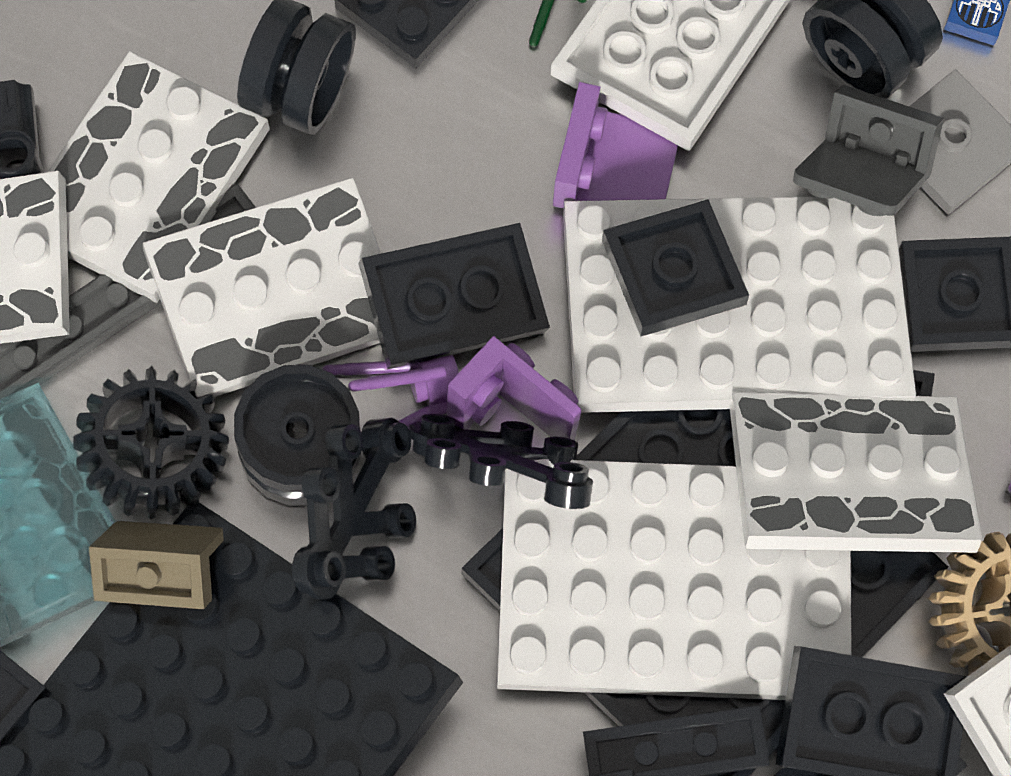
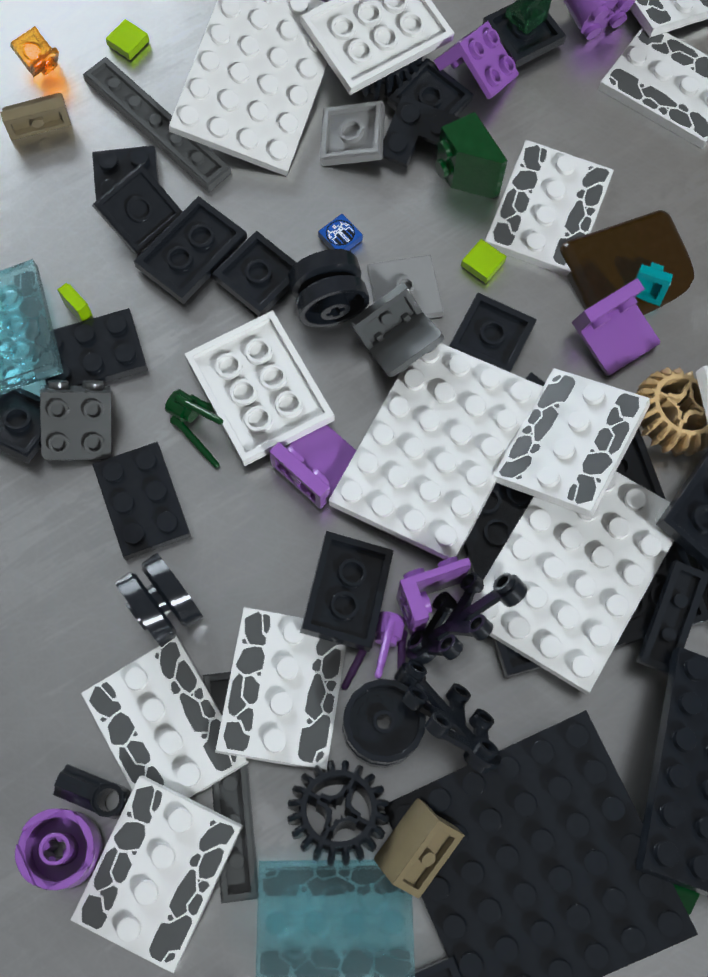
camera: 60 degrees left, 0 degrees up
(674, 267) = (409, 463): black plate -> none

